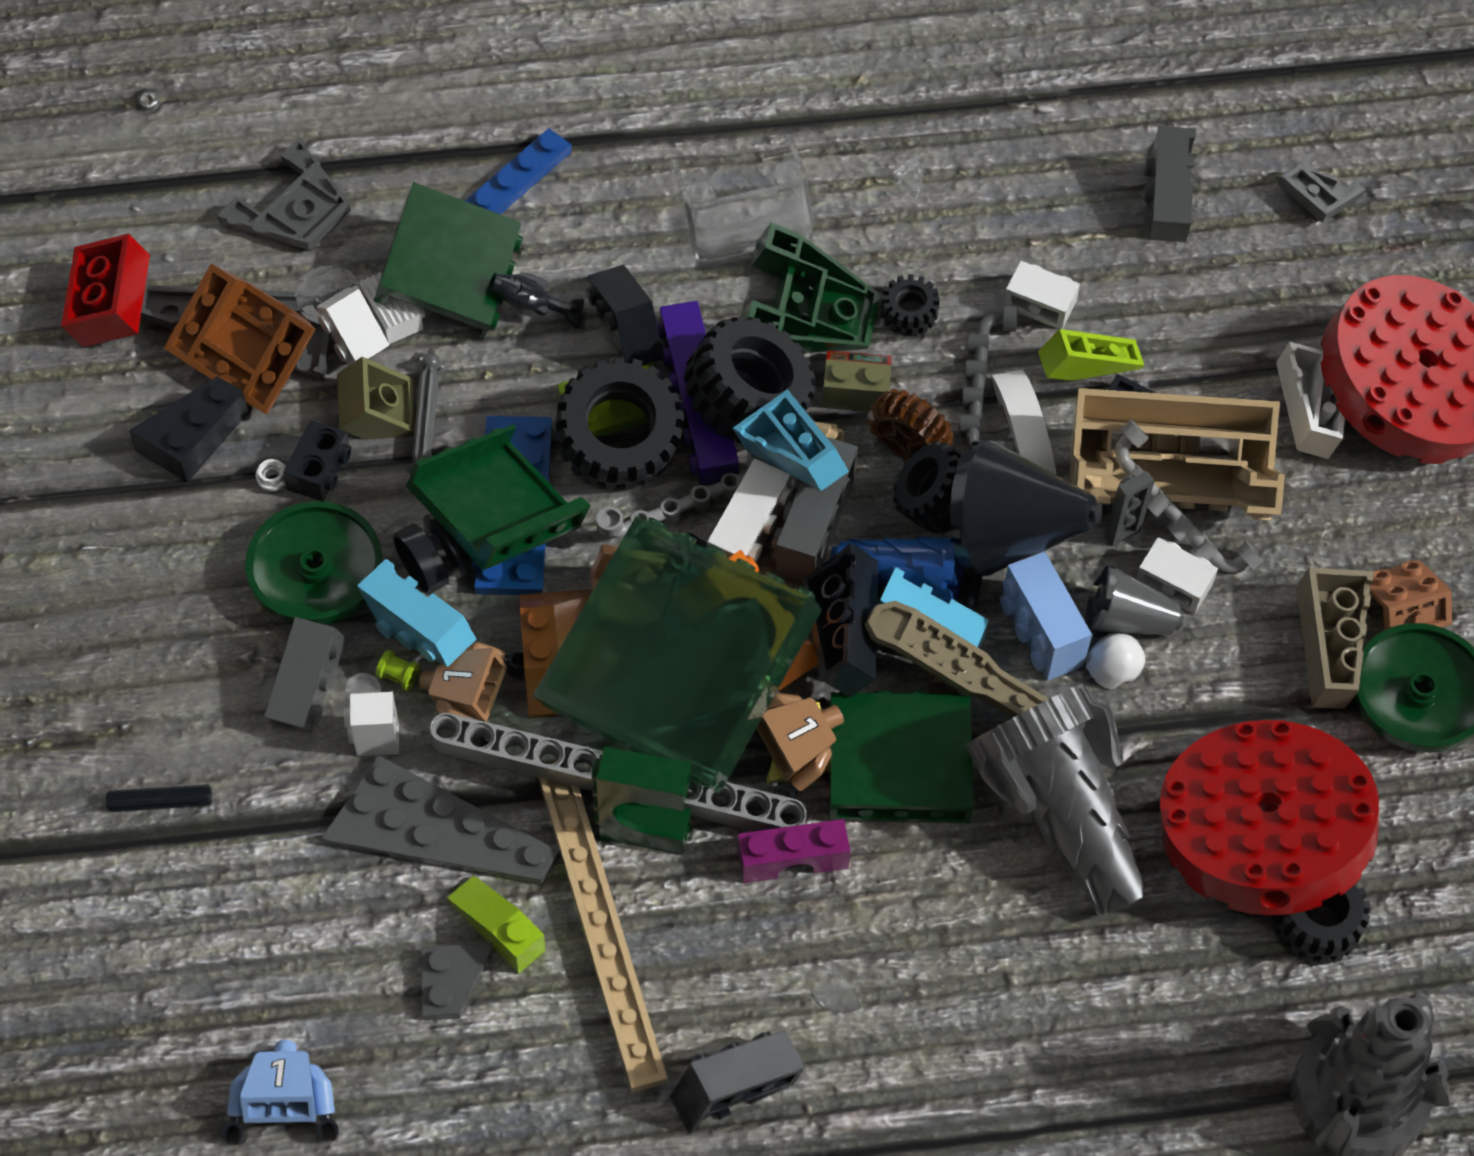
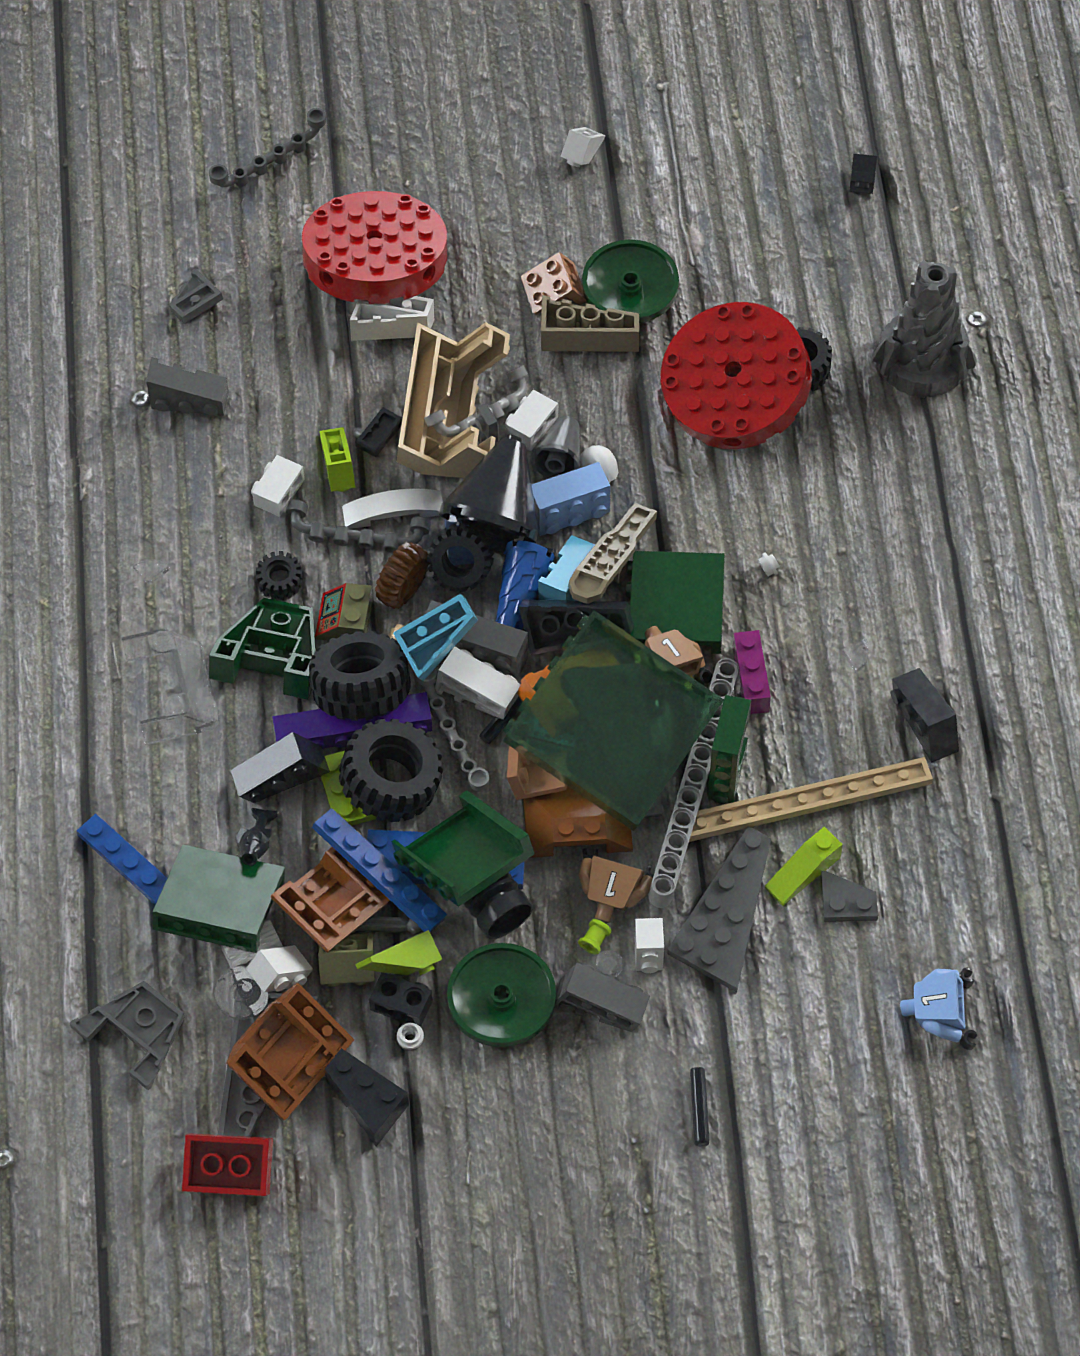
camera: 85 degrees left, 0 degrees up
(362, 452) = (406, 957): none -> lime slope
(413, 618) = (562, 912): medium azure wedge -> none
(444, 374) = (330, 900): none -> dark orange slope
(506, 396) = (379, 870): none -> blue plate
(971, 875) = (769, 564): none -> white plate
(1052, 774) = (694, 494): flat silver cone -> none

